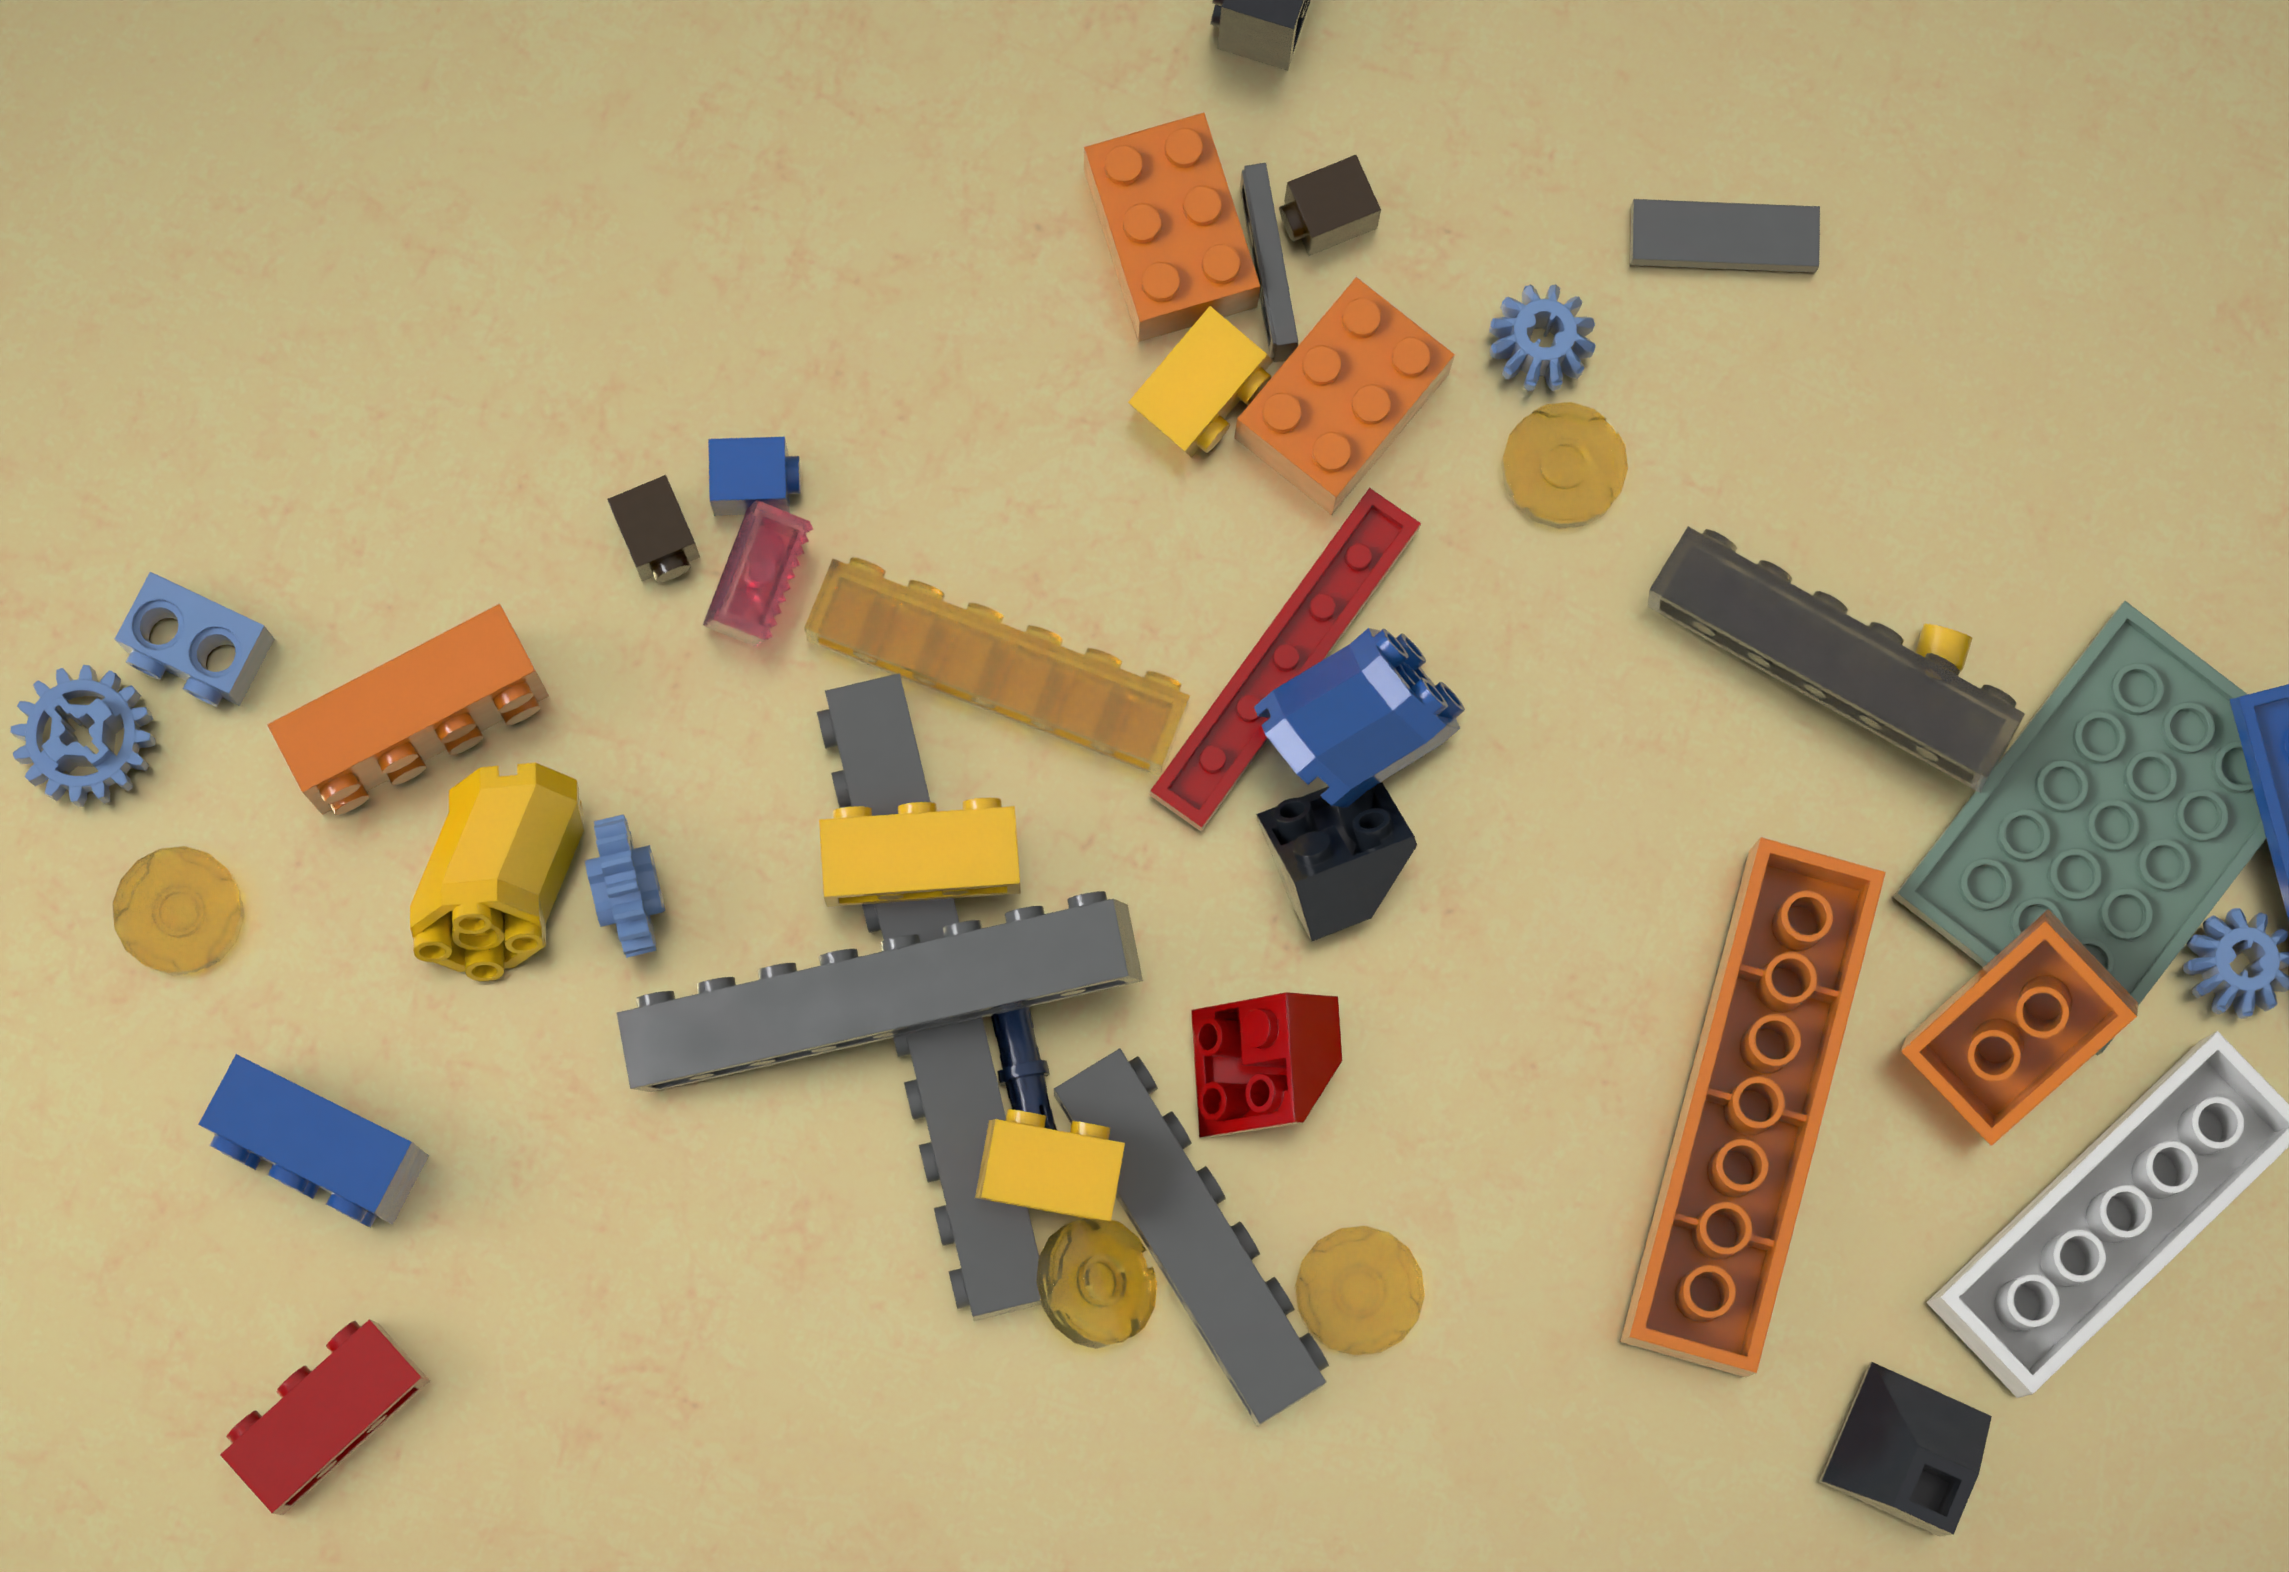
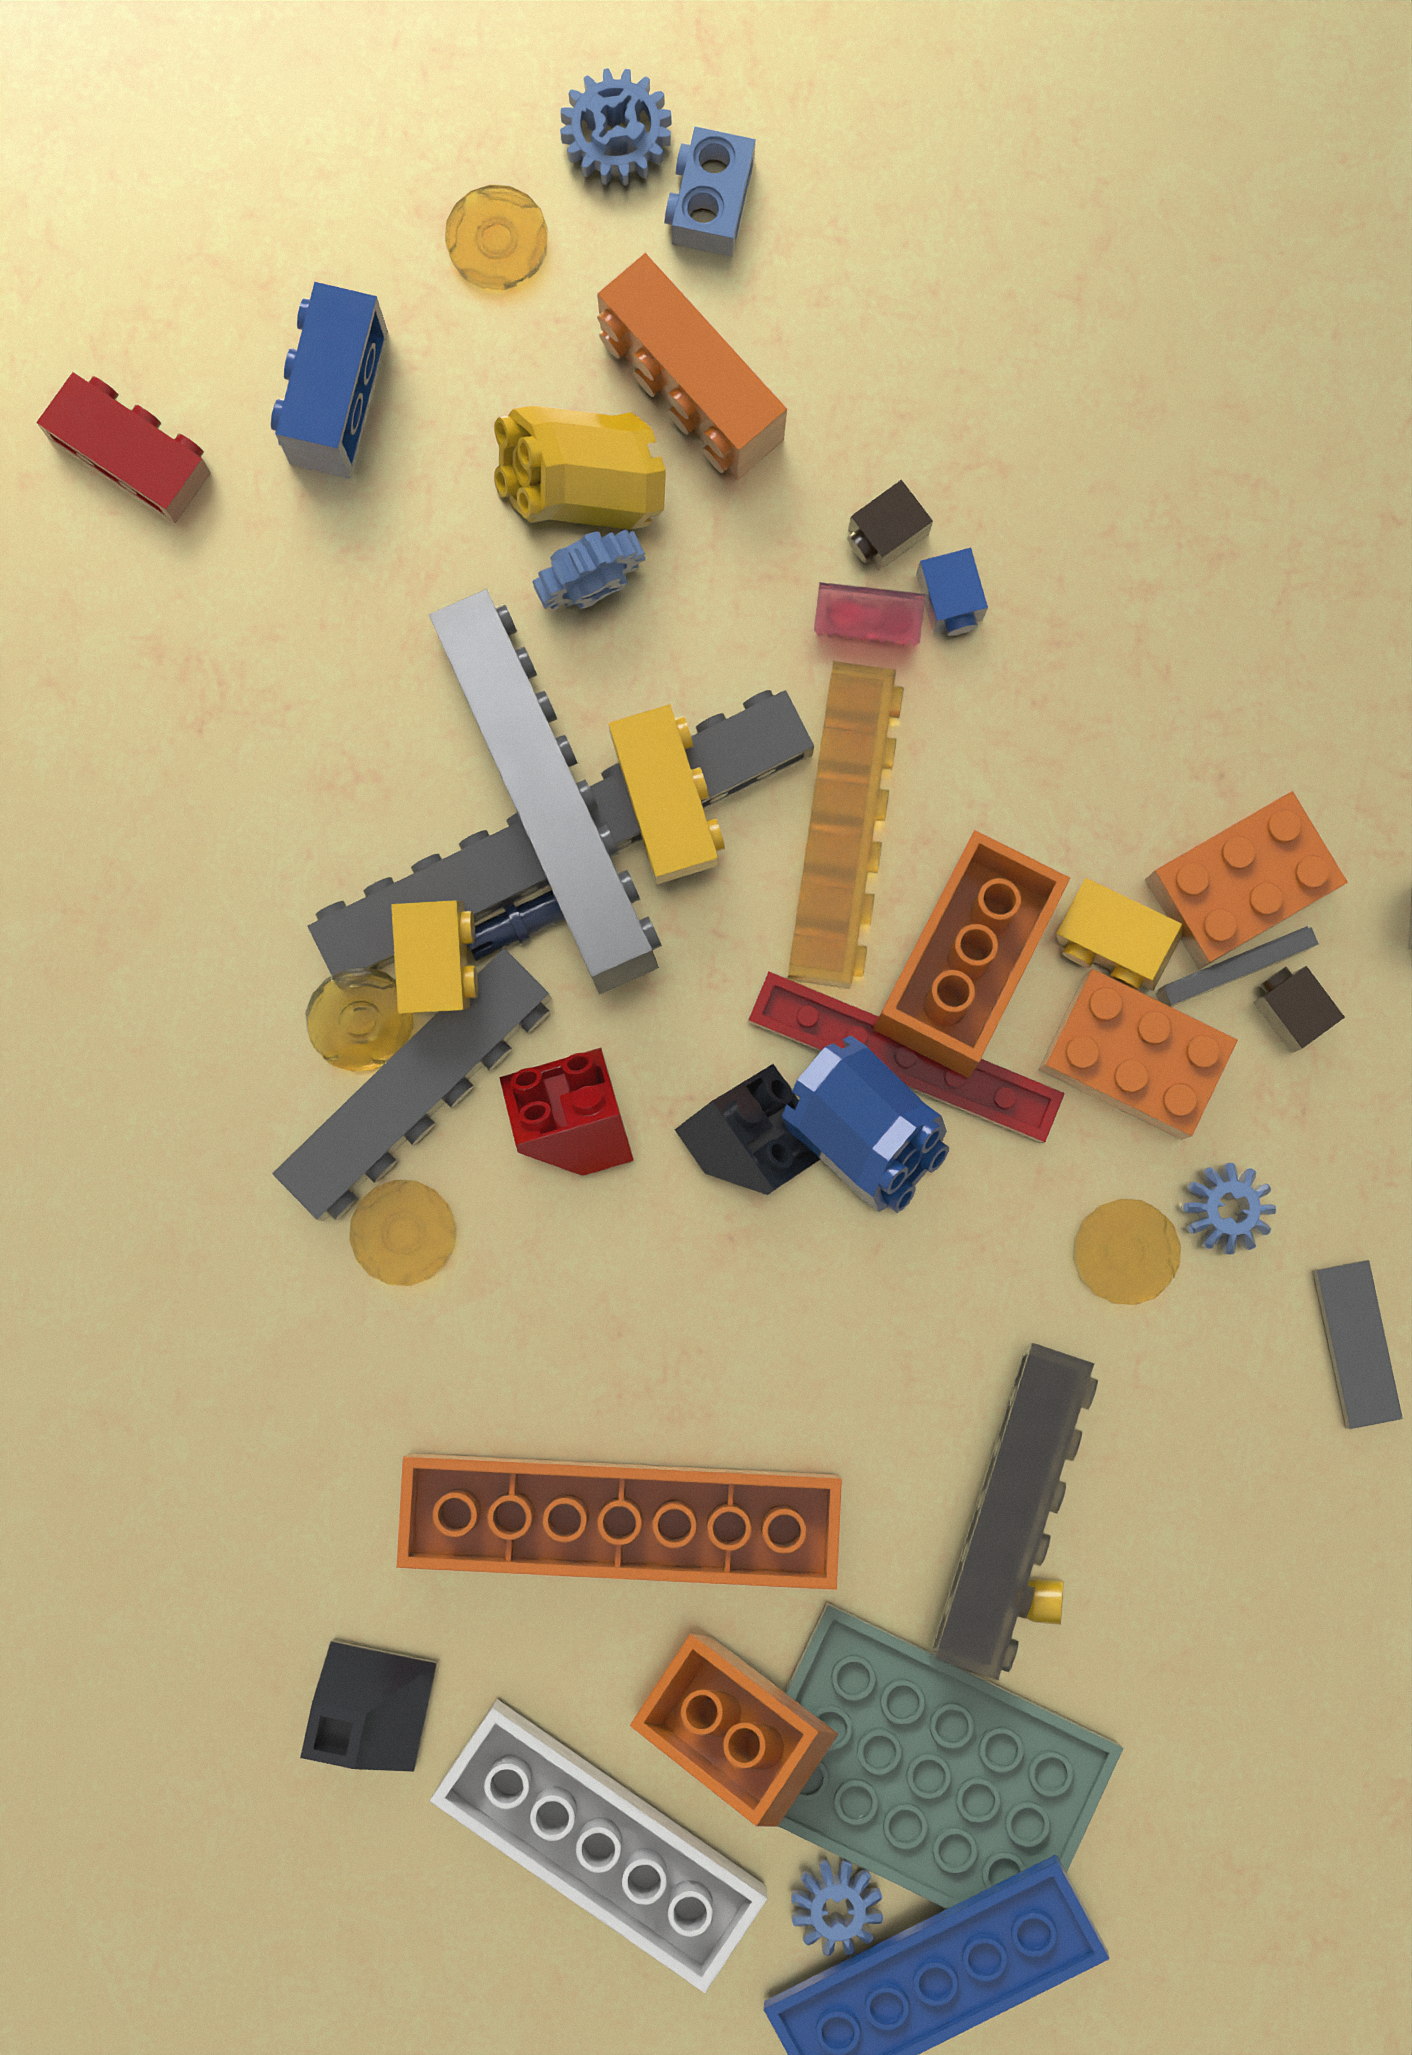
camera: 80 degrees right, 5 degrees up
(1188, 550) = (971, 954): none -> orange brick

